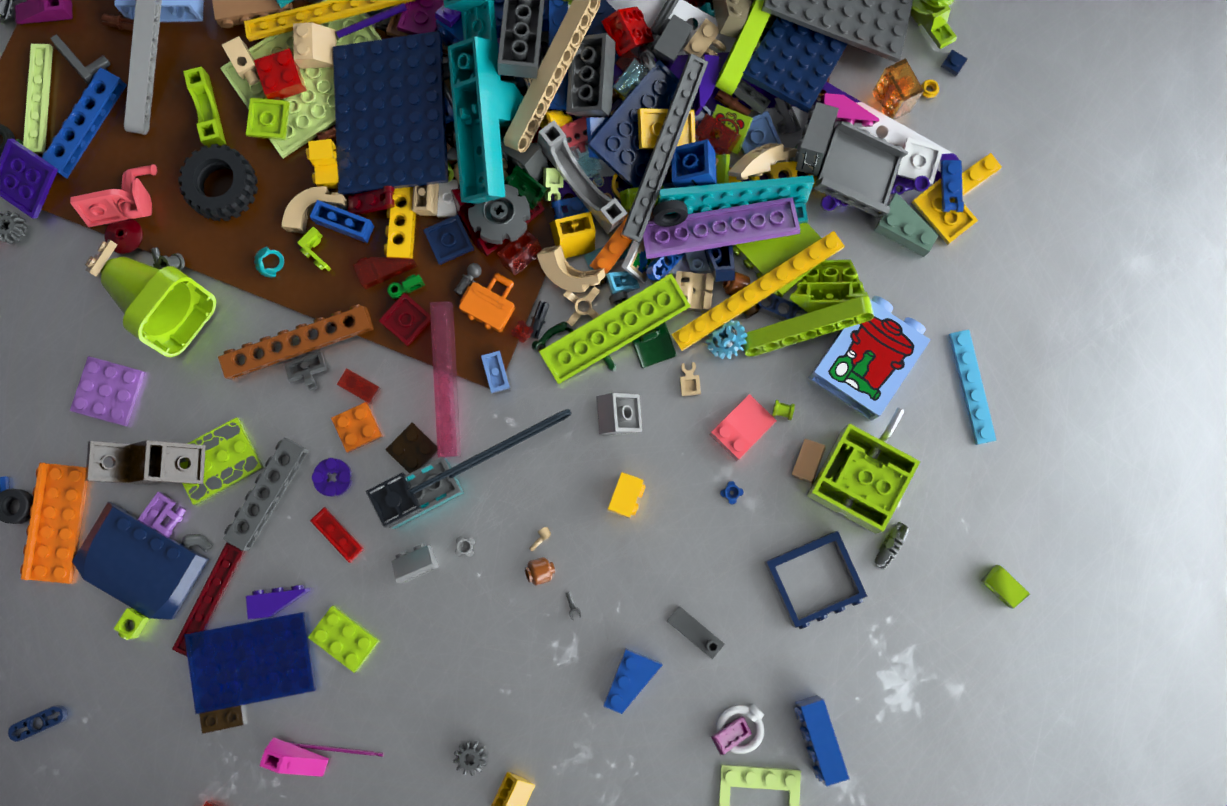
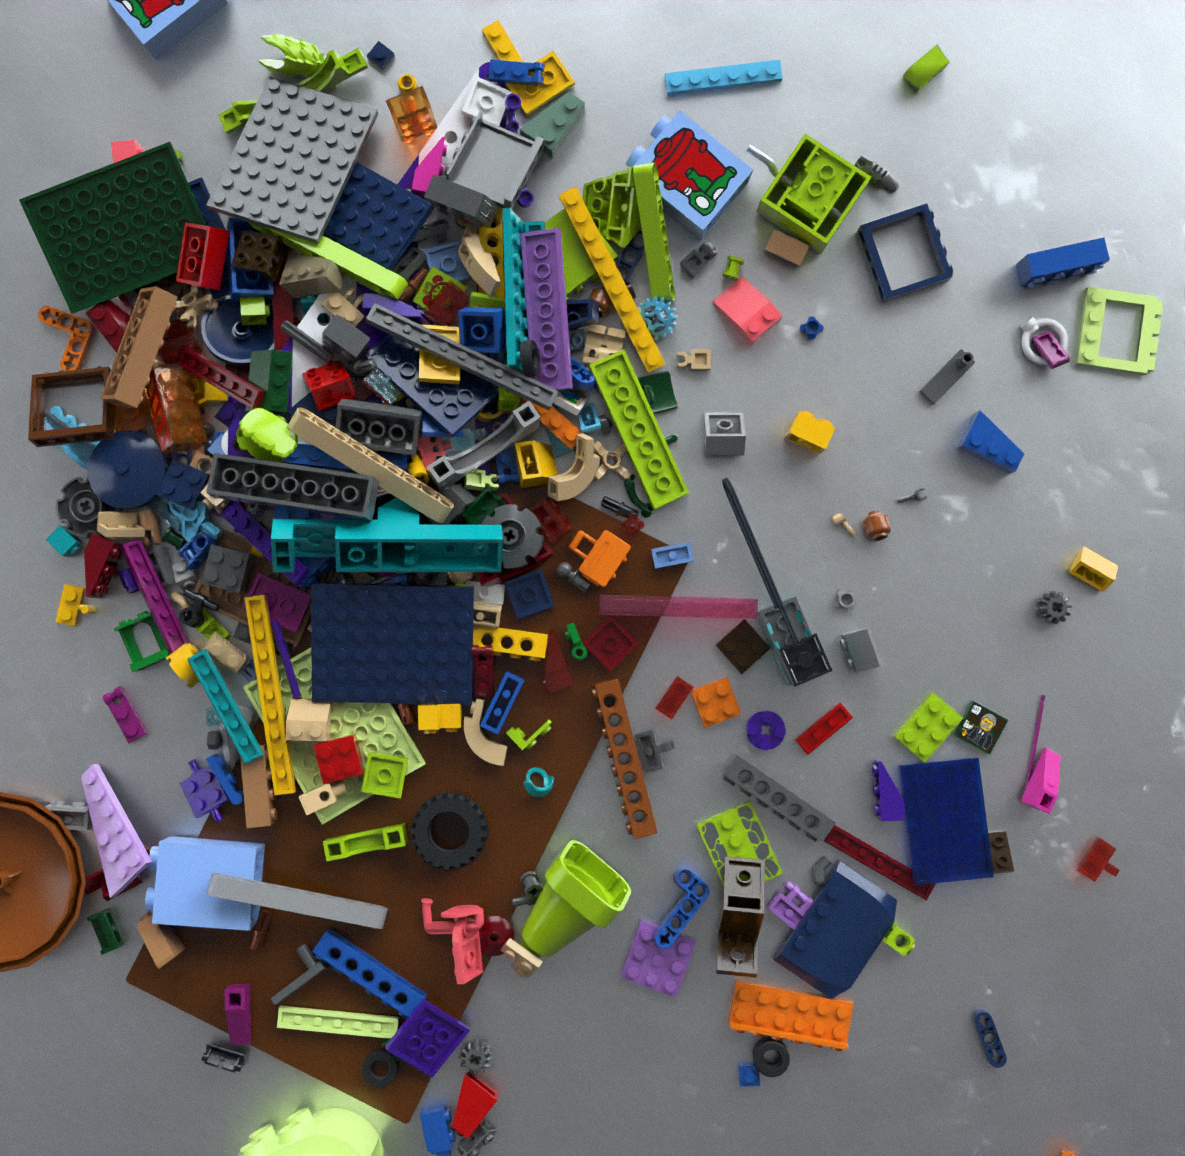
camera: 85 degrees left, 5 degrees up
(149, 404) = (678, 912): none -> blue beam
(346, 692) = (981, 727): none -> tile
(785, 372) = (695, 261): none -> dark grey plate

